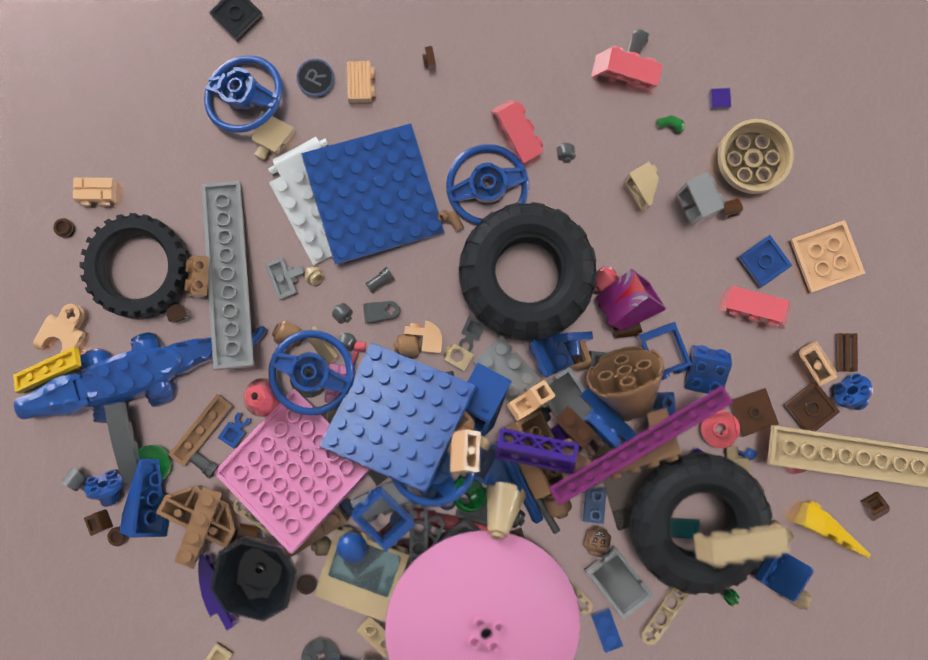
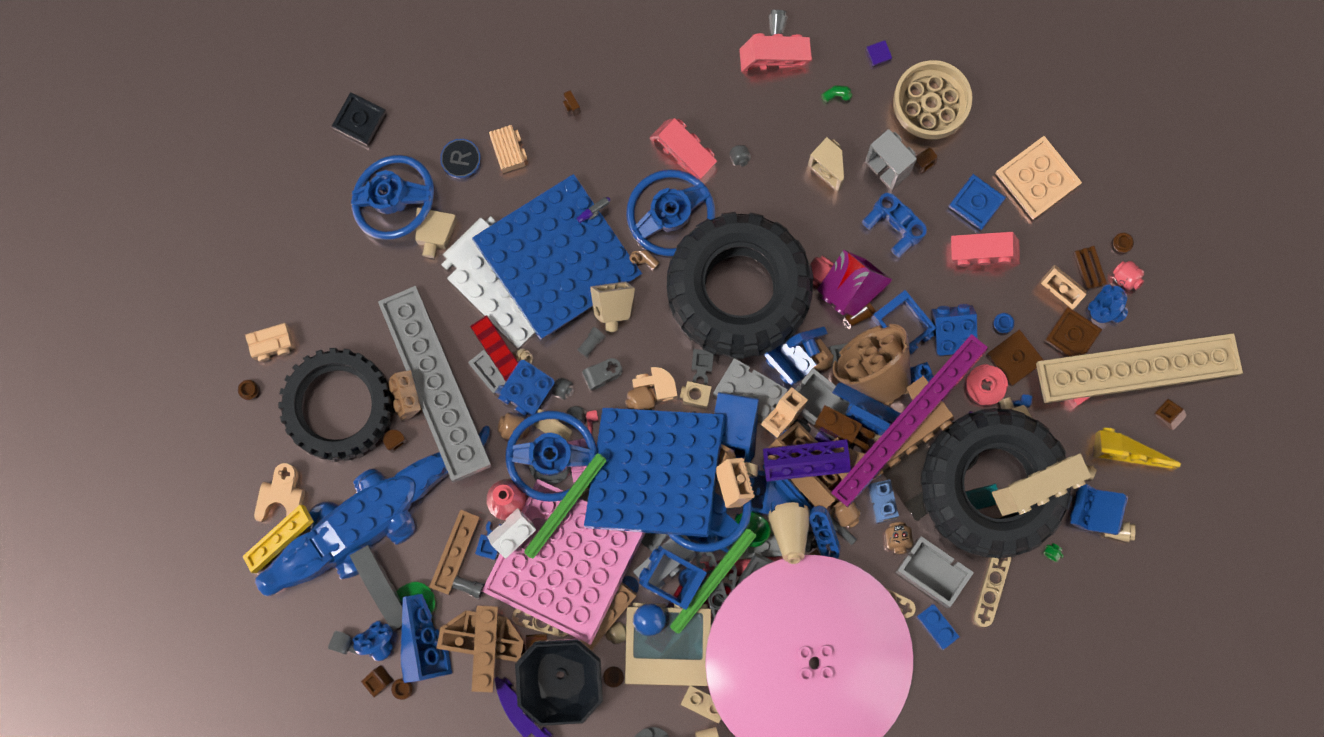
camera: 10 degrees left, 5 degrees down
(254, 431) = (511, 533): none -> white brick
(295, 266) = (495, 346): none -> tile
(307, 304) = (525, 388): none -> blue bracket
(309, 421) = (565, 506): none -> bright green axle
(409, 251) = (612, 303): none -> tan torso
(417, 163) = (593, 210): none -> piece
(419, 531) = (713, 580): none -> bright green axle
(537, 512) = (825, 525): none -> blue beam
(691, 254) = (900, 218): none -> blue piece
(753, 378) = (1003, 323): none -> blue plate
(879, 370) = (1128, 275): none -> coral head
(884, 338) = (1123, 242): none -> reddish brown plate

